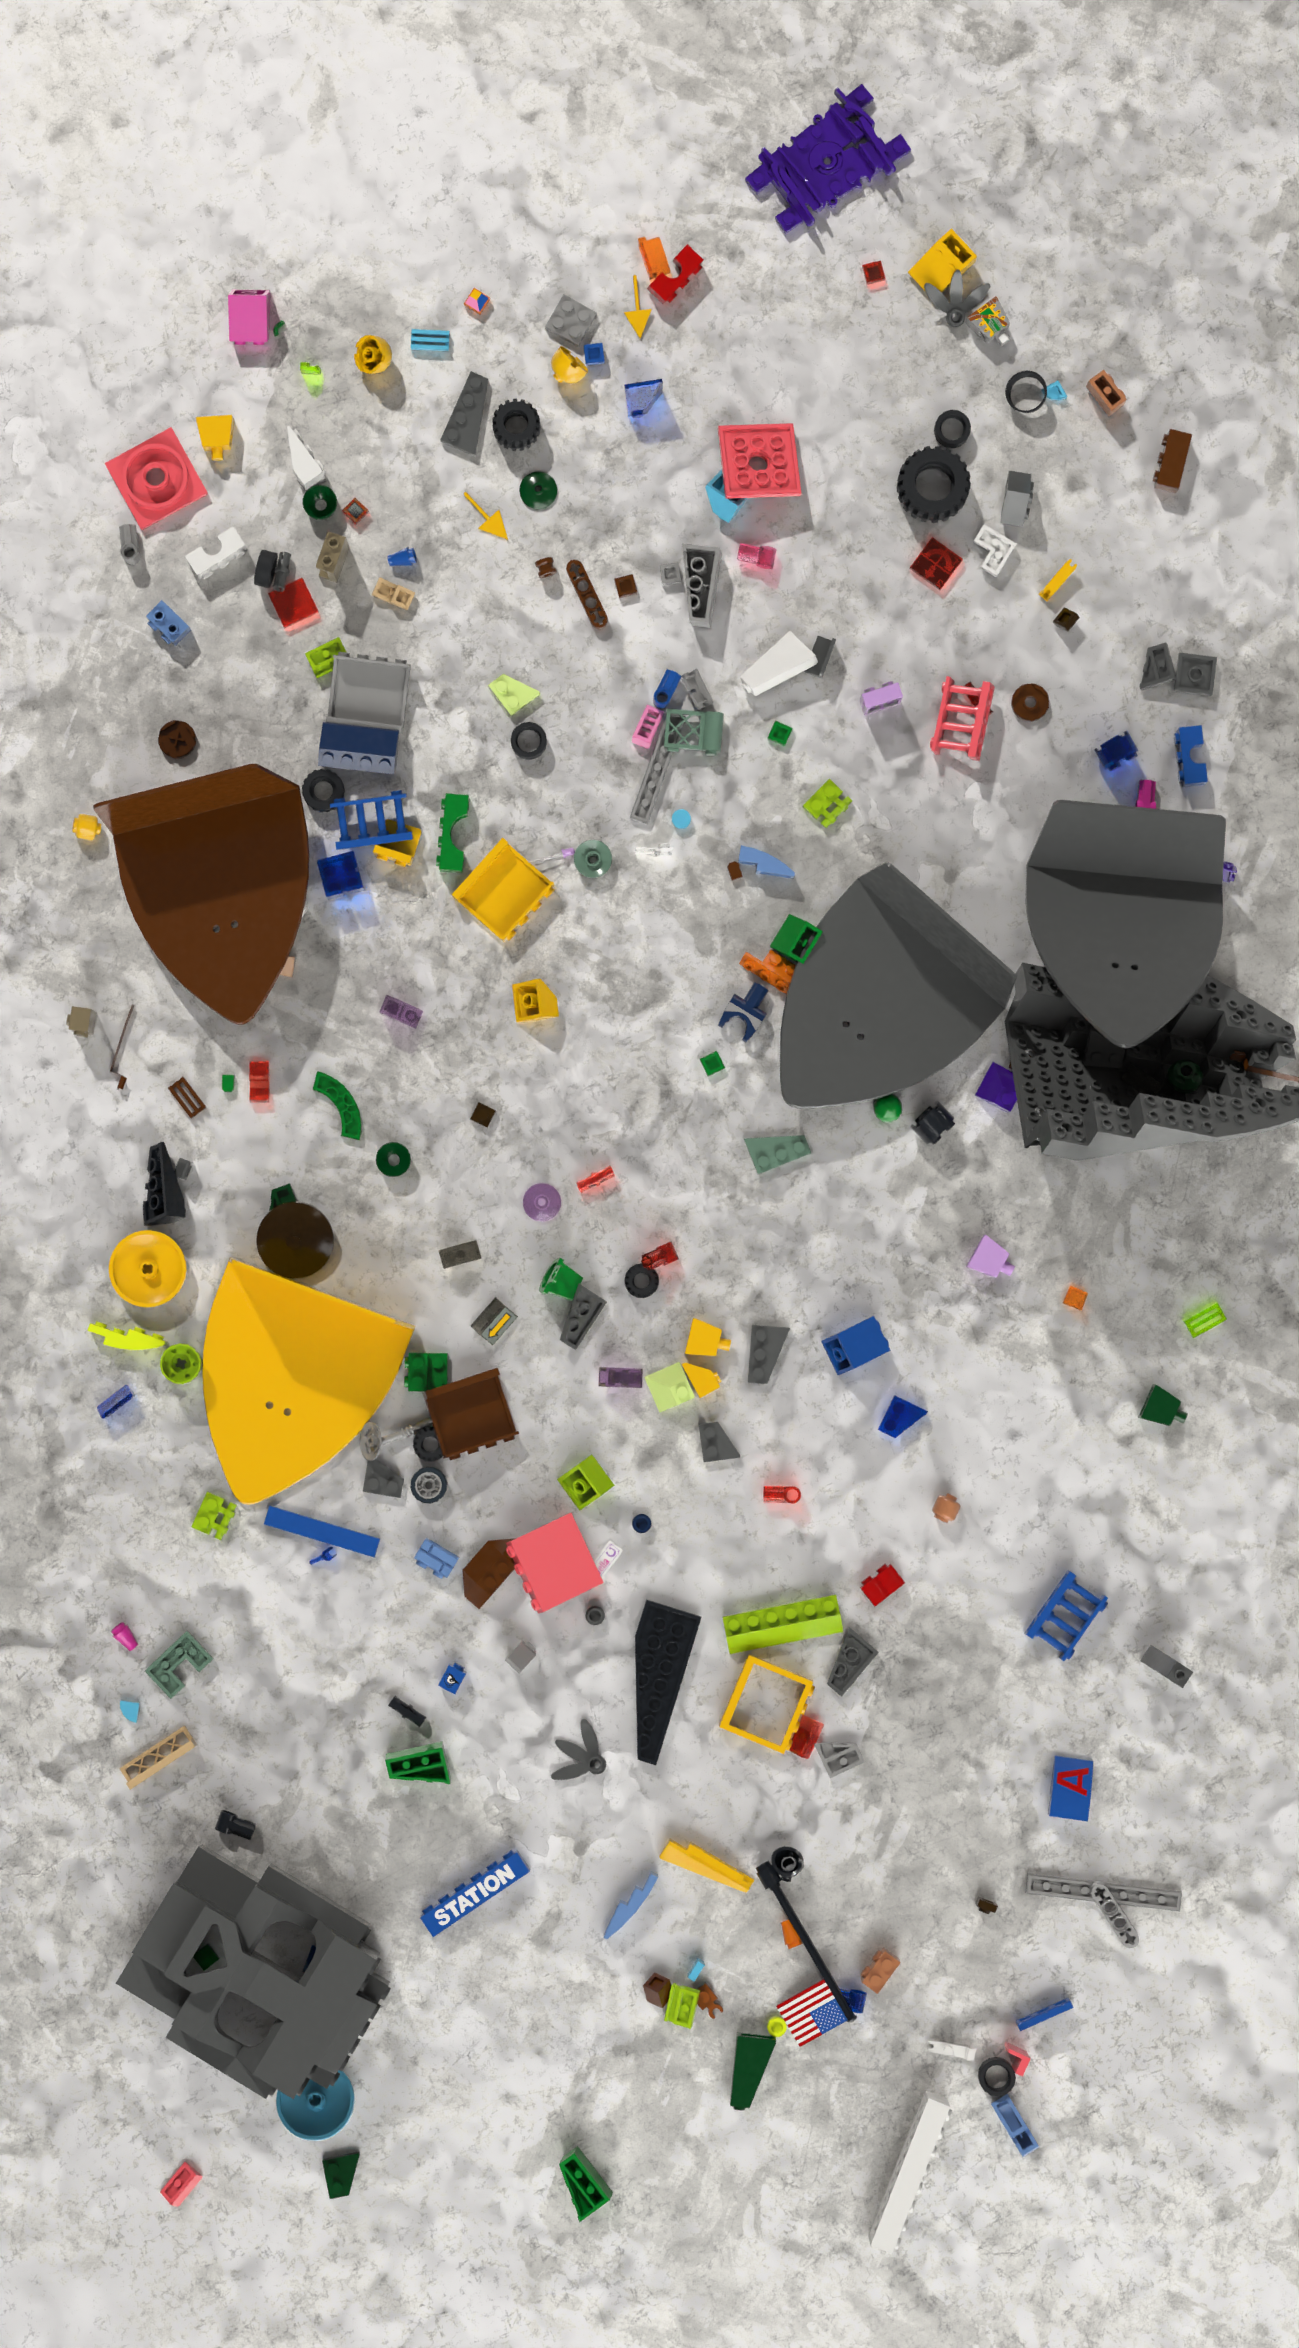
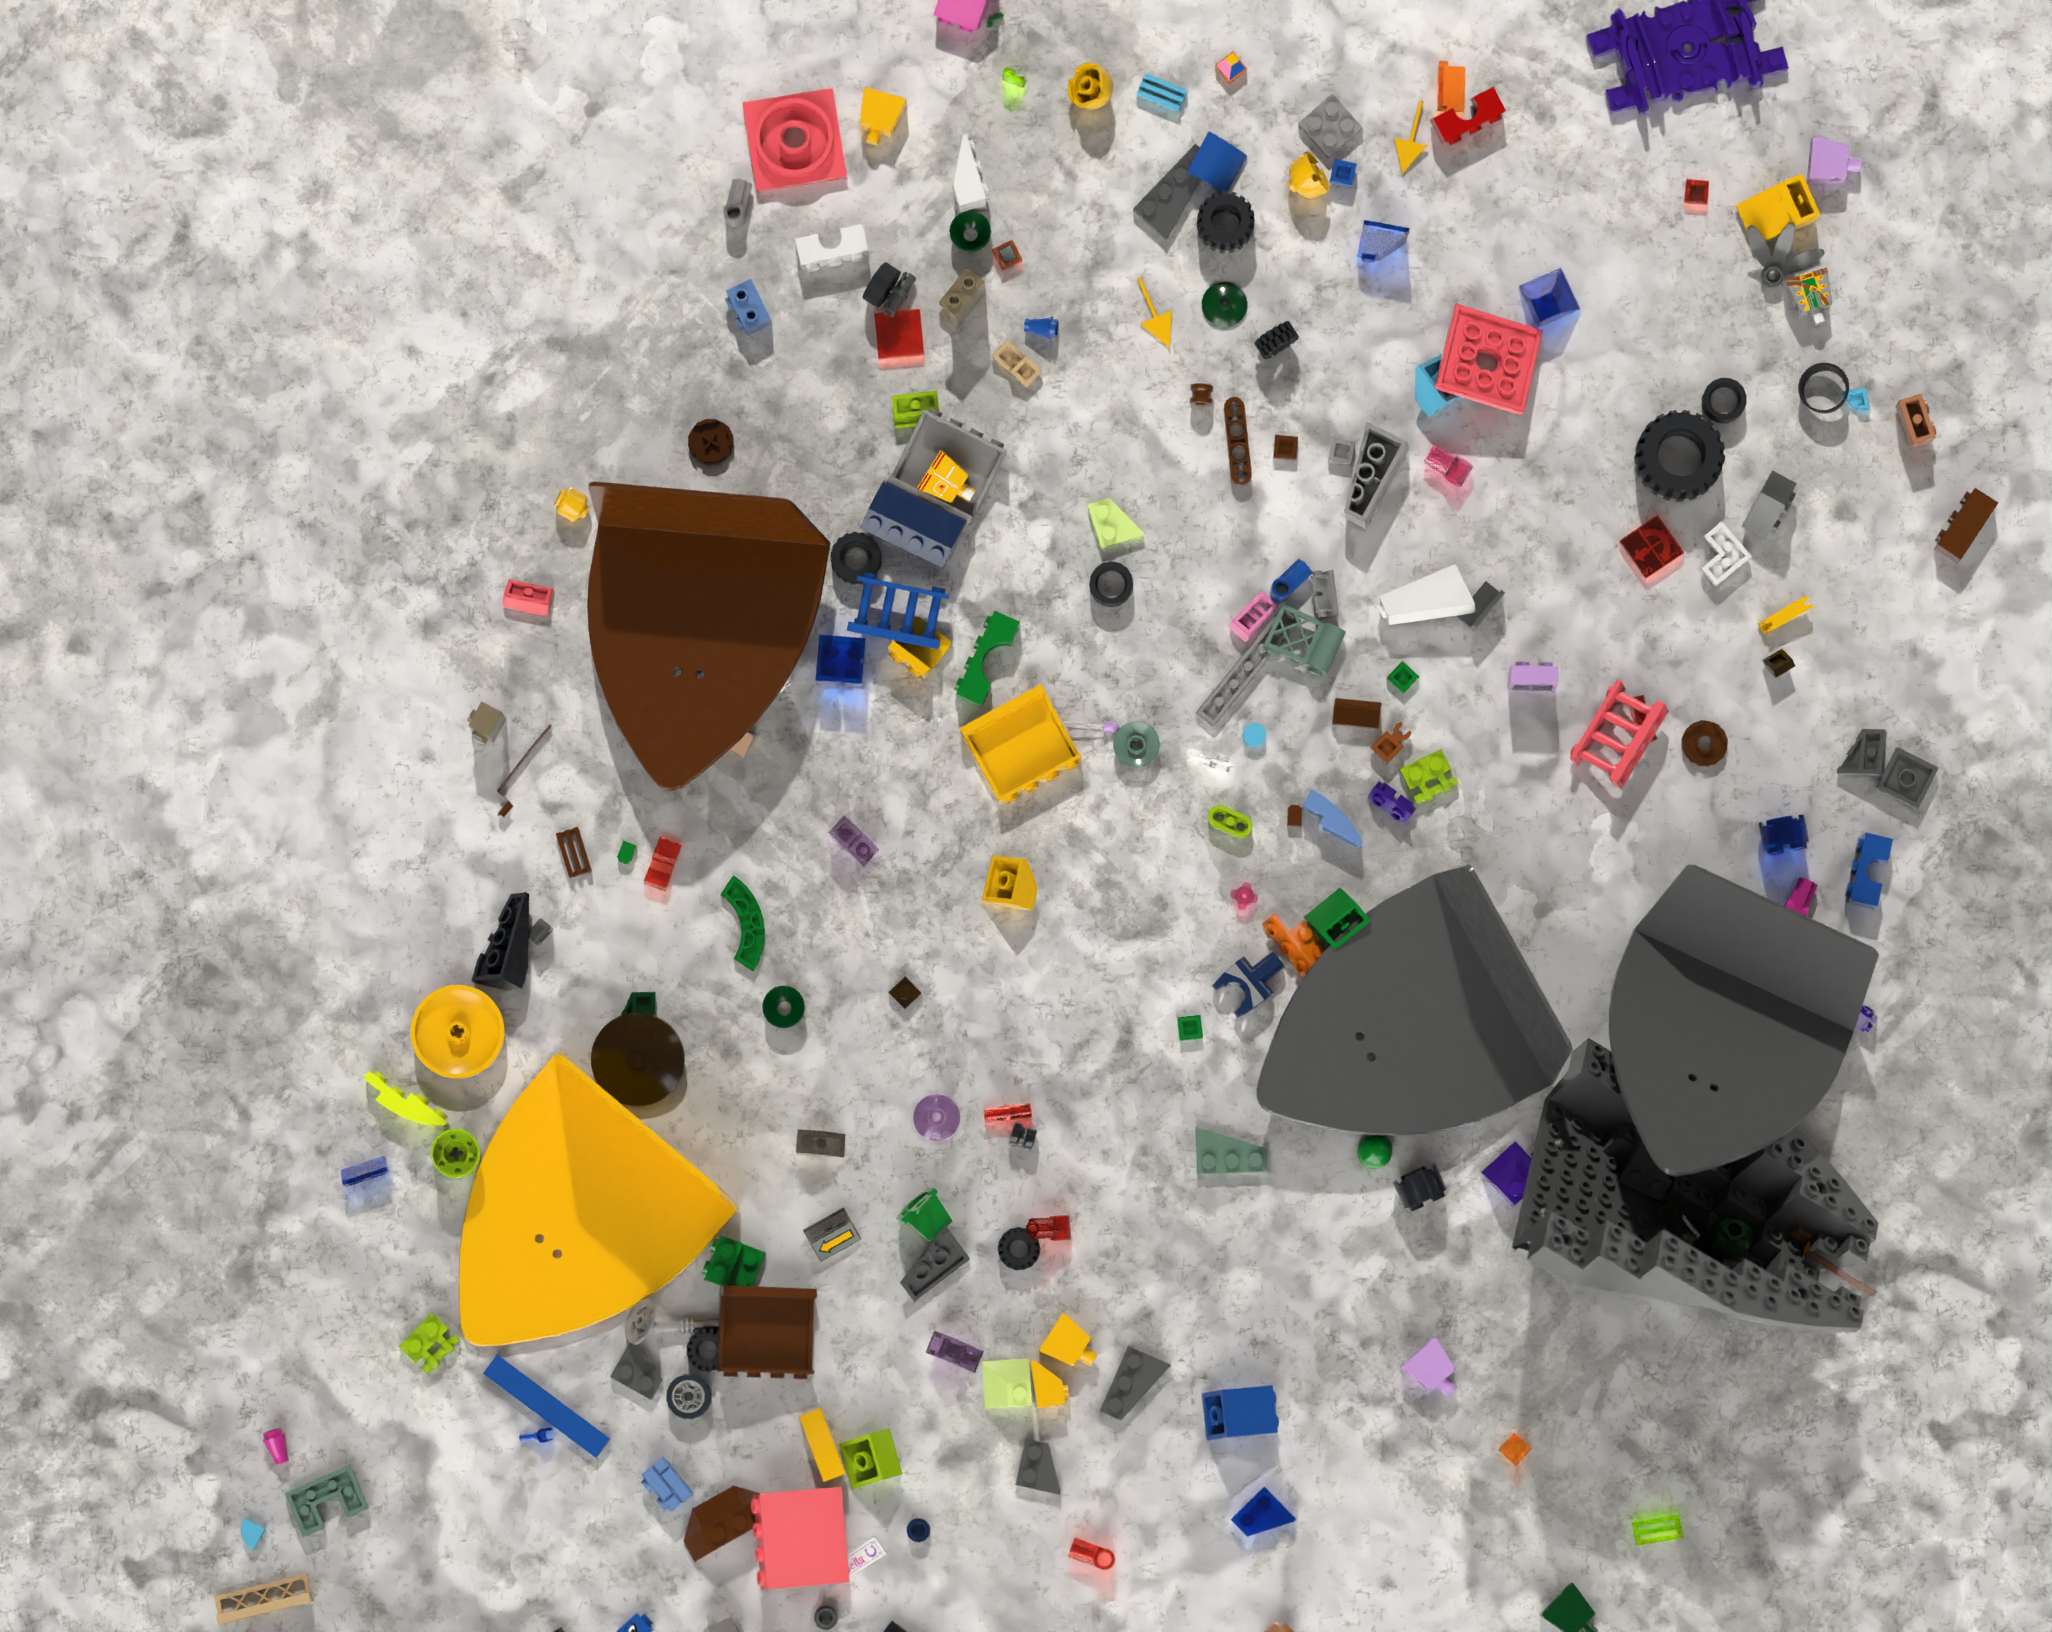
camera: 25 degrees right, 5 degrees down
(78, 911) = (527, 597): none -> coral slope
(371, 704) = (946, 479): none -> yellow torso
(492, 380) = (1216, 163): none -> blue slope
(544, 1485) = (822, 1445): none -> yellow slope
(589, 503) = (1276, 340): none -> black tyre
(609, 1193) = (1018, 1134): none -> black wheel
(686, 893) = (1230, 820): none -> lime plate
(717, 941) = (1244, 902): none -> clear pink plate
(754, 774) = (1356, 713): none -> reddish brown panel
(788, 396) = (1549, 297): none -> clear blue slope
(788, 790) = (1388, 745): none -> dark orange plate
(797, 832) = (1399, 809): none -> dark purple hinge
(968, 212) = (1829, 161): none -> lavender torso

